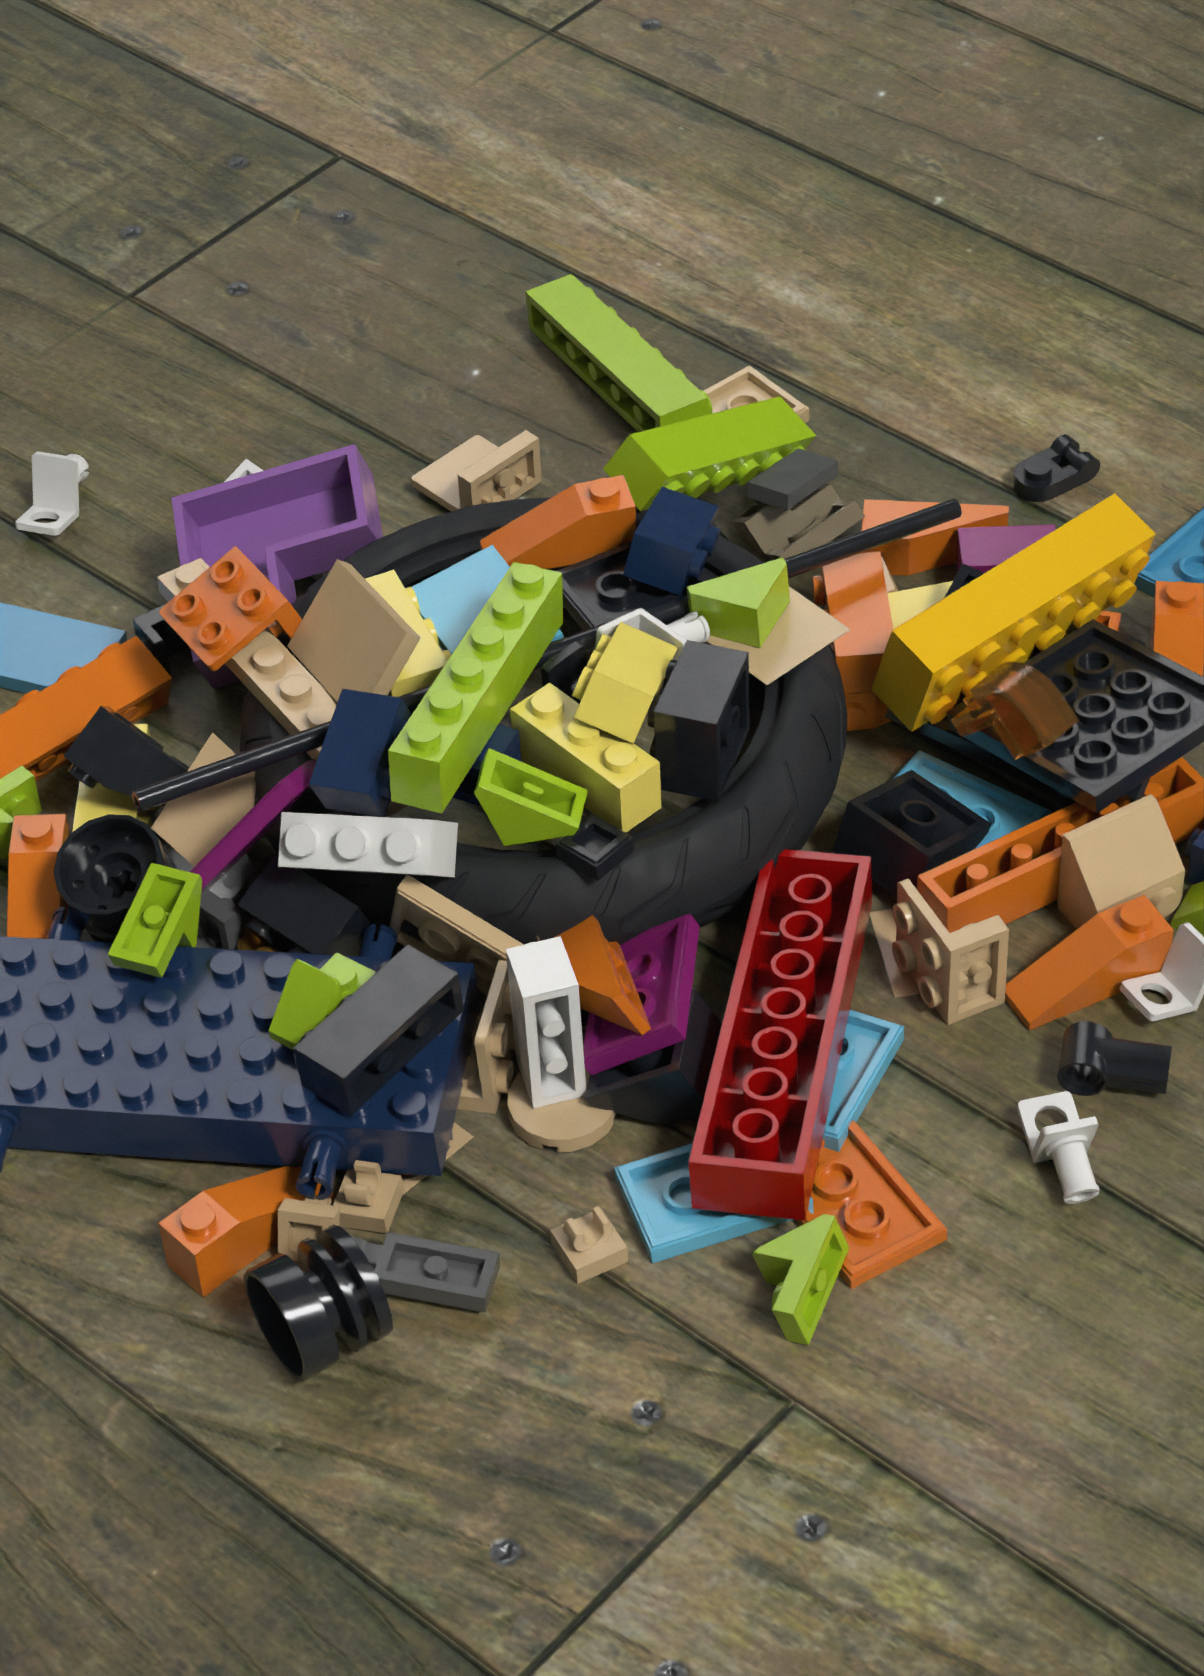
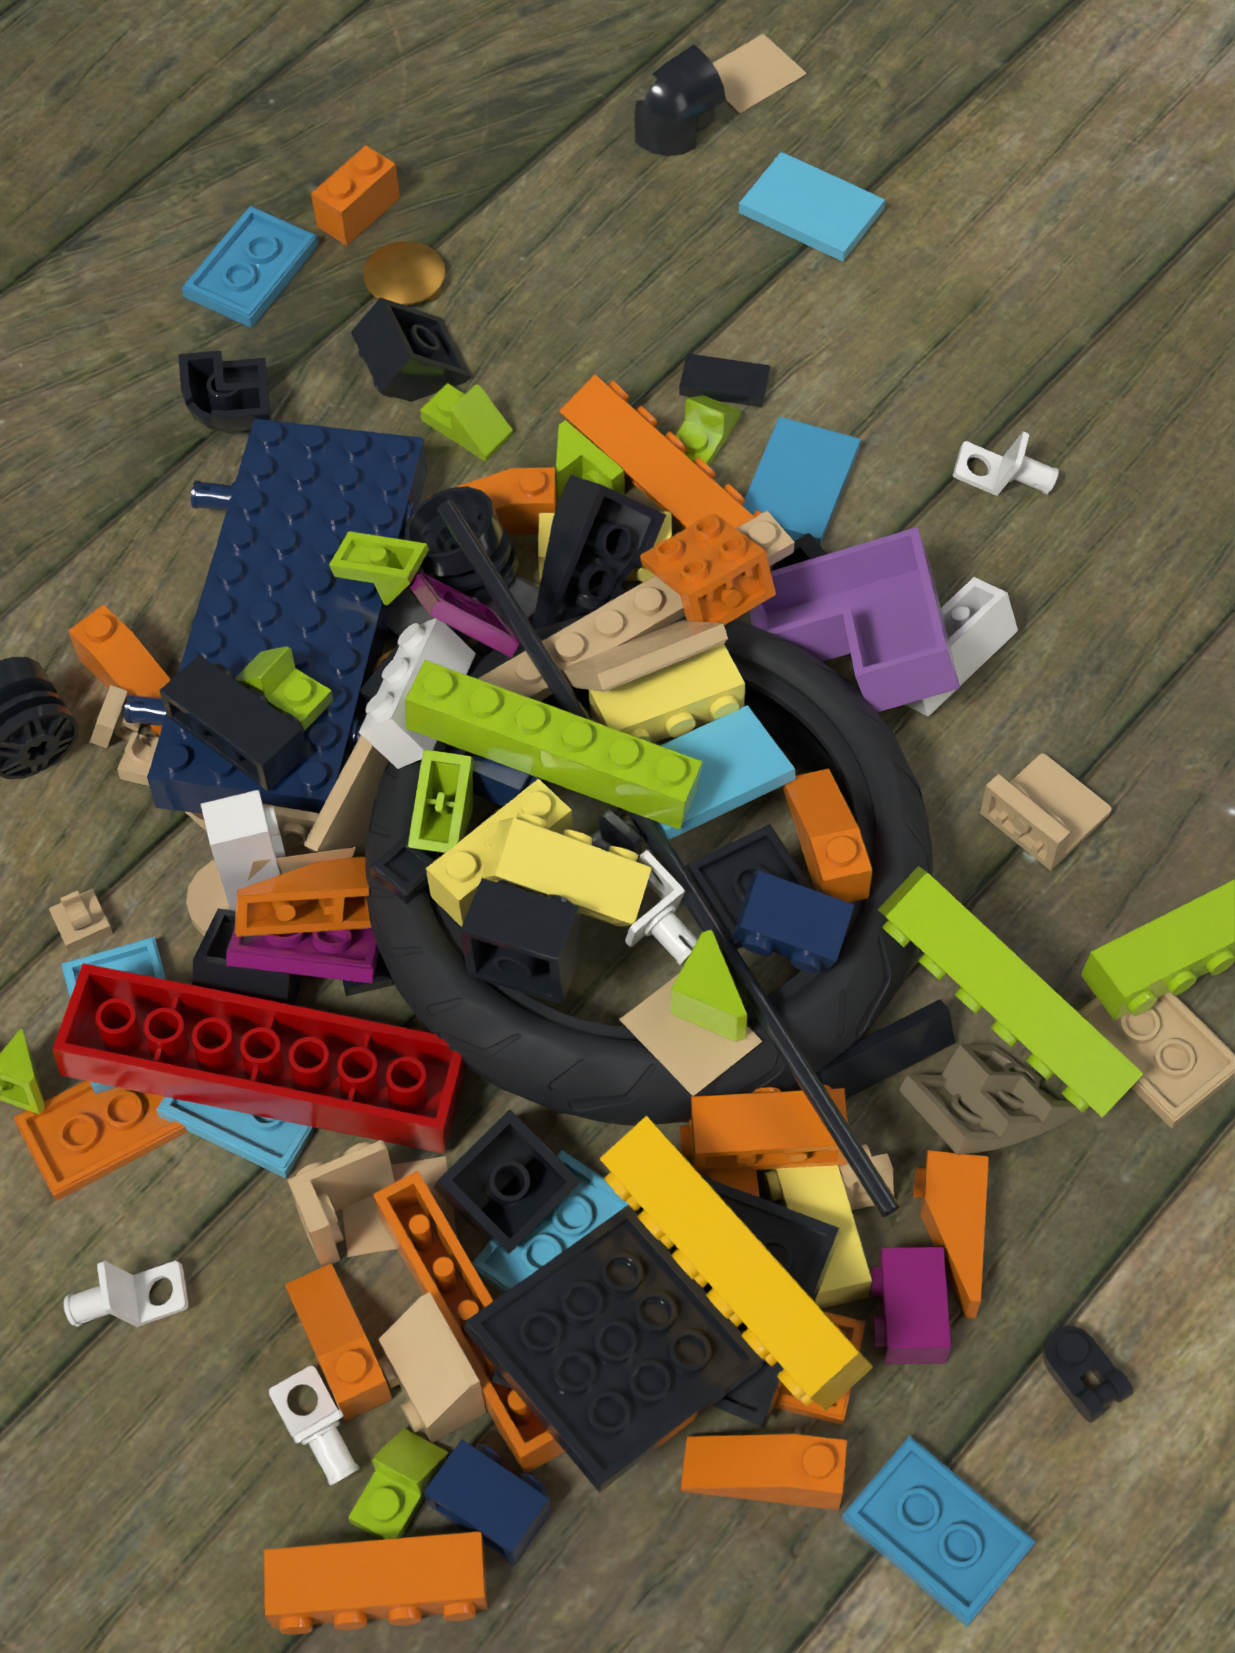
camera: 90 degrees right, 15 degrees up
(204, 817) = (531, 584): tan sticker -> none
(354, 754) = (492, 655): dark blue brick -> none
(433, 1270) = (63, 800): dark grey plate -> none
(792, 479) = (1008, 1083): dark grey tile -> none
(1020, 706) = (570, 1246): clear orange brick -> none
(1096, 1060) = (219, 1336): black piece -> none

